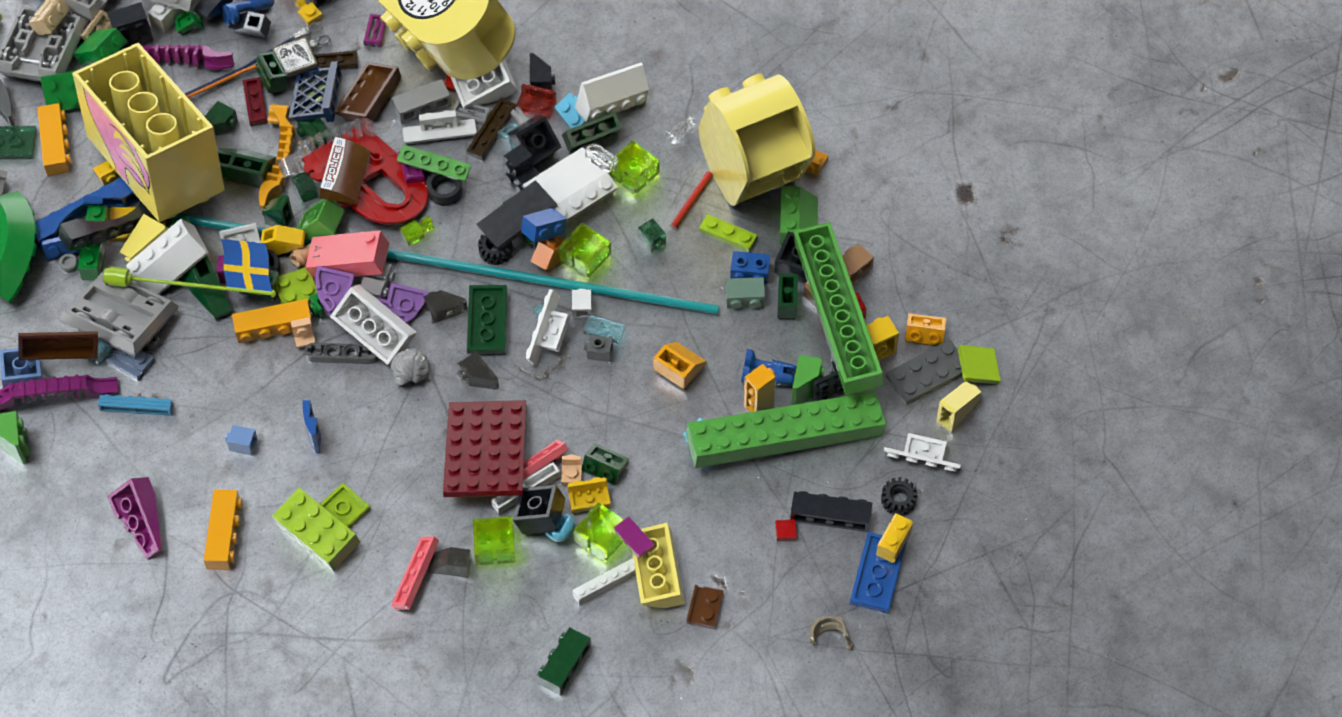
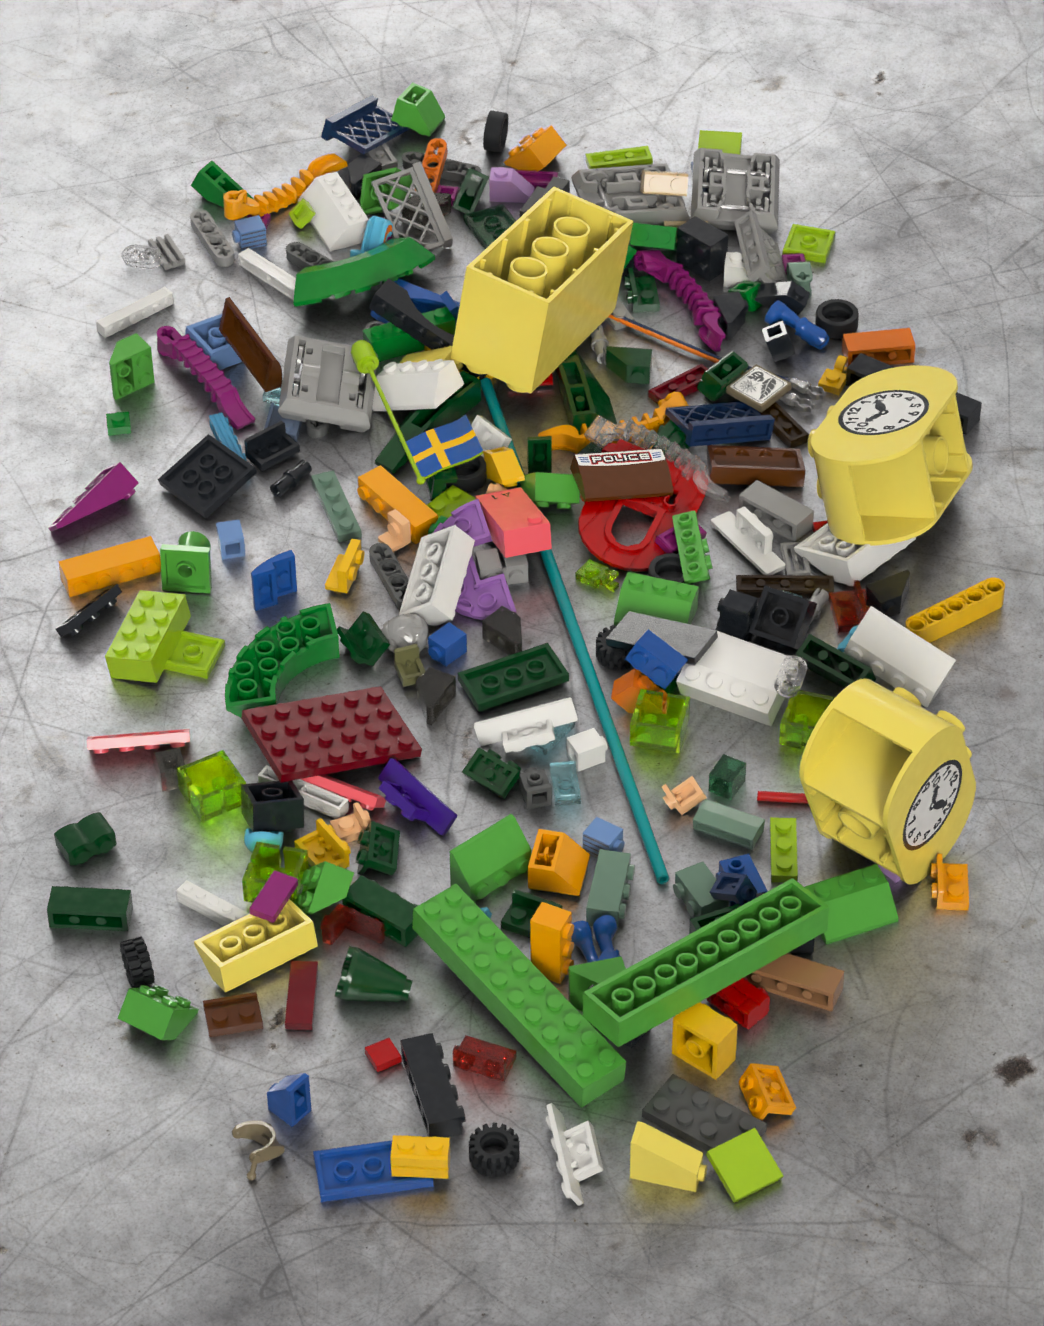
camera: 65 degrees right, 15 degrees down
(59, 470) = (118, 423): none -> green plate
(160, 378) = (270, 446): none -> black bracket
(166, 430) = (207, 476): none -> black plate
(197, 378) = (290, 478): none -> black pin
(204, 36) = (732, 311): none -> black slope
(244, 360) = (336, 506): none -> sand green plate
(259, 477) = (187, 564): none -> bright green plant
(260, 560) = (89, 611): none -> black plate
(319, 378) = (345, 568): none -> yellow bracket
(386, 456) = (279, 656): none -> green brick
(400, 393) = (364, 640): none -> dark green bracket
(433, 345) = (447, 644): none -> blue brick
(442, 377) = (408, 664): none -> olive bracket
(469, 207) = (657, 598): none -> bright green slope
(495, 641) = (84, 839): none -> dark green brick
(569, 422) = (414, 798): none -> dark purple bracket
(572, 367) = (492, 772): none -> dark green bracket
(576, 46) = (958, 610): none -> yellow beam
(638, 646) = (137, 962): none -> black tyre
(639, 504) = (323, 886): none -> bright green slope
(654, 266) = (684, 796): none -> light nougat bracket
(658, 504) = (347, 917): none -> clear red bracket
(659, 400) = (490, 858): none -> bright green slope
(663, 480) = (386, 906): none -> dark green brick
(669, 328) = (602, 836): none -> medium blue brick
(684, 651) = (157, 1011): none -> bright green slope
(691, 252) = (728, 823): none -> sand green piece
(709, 559) = (301, 995): none -> dark red tile
(713, 397) = (521, 912): none -> dark green bracket
(714, 342) = (610, 886): none -> sand green brick
(723, 512) = (370, 979): none -> dark green cone
(765, 271) = (733, 888): none -> dark blue bracket
(803, 596) = (290, 1098): none -> blue slope
(818, 472) = (484, 1058): none -> clear red bracket

